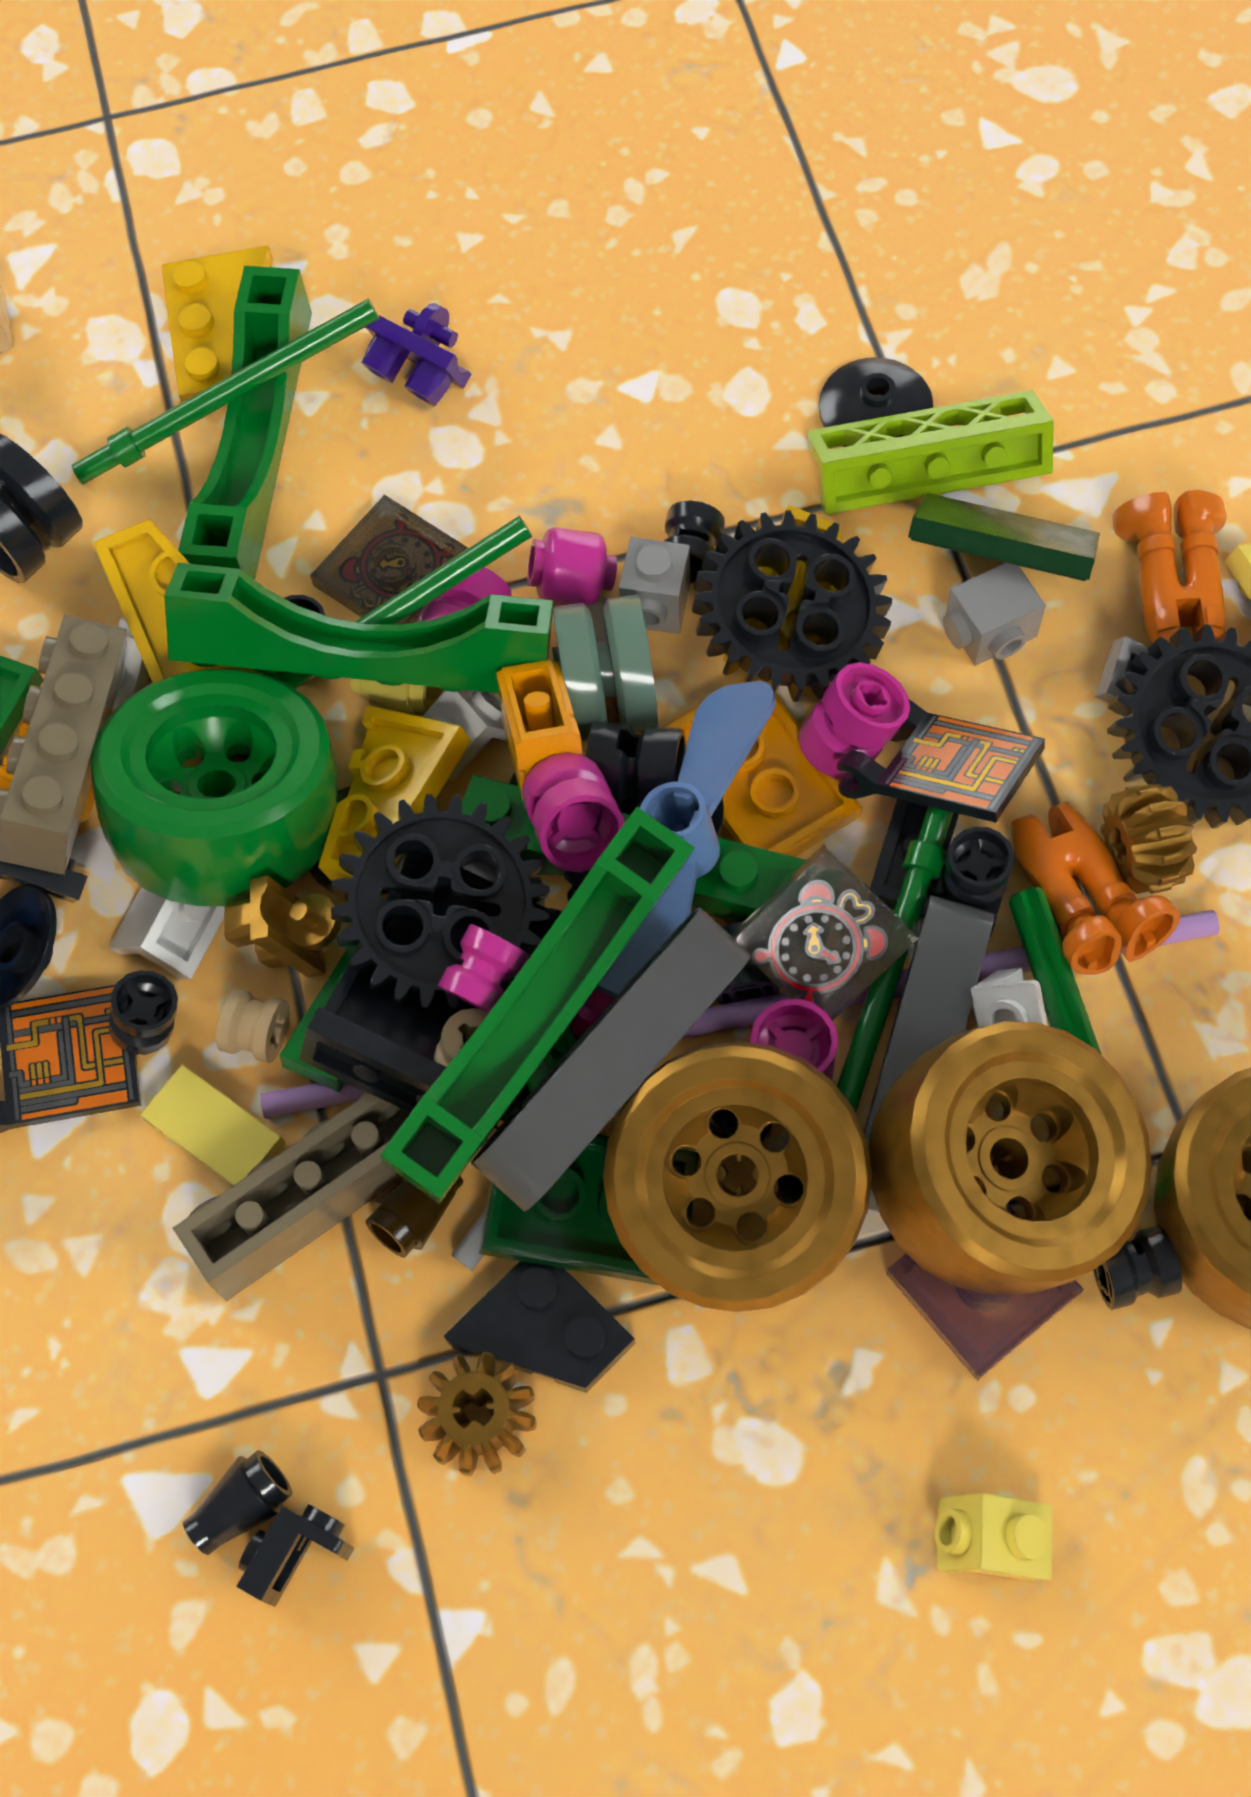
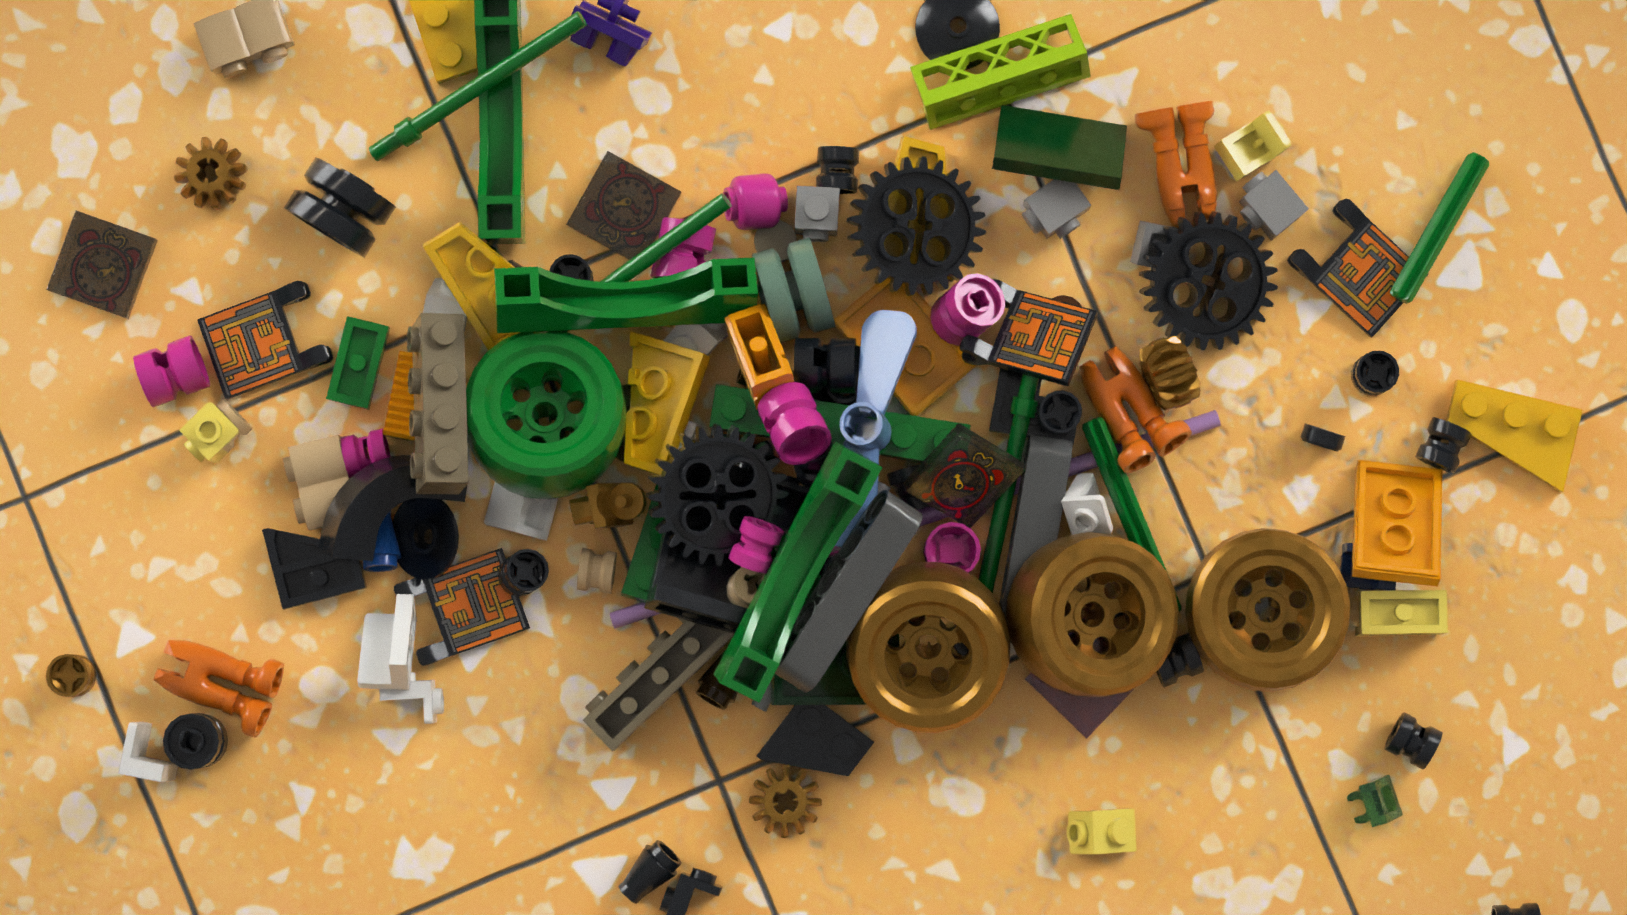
camera: 10 degrees left, 20 degrees up
(211, 1126) = (582, 640): light yellow tile -> none

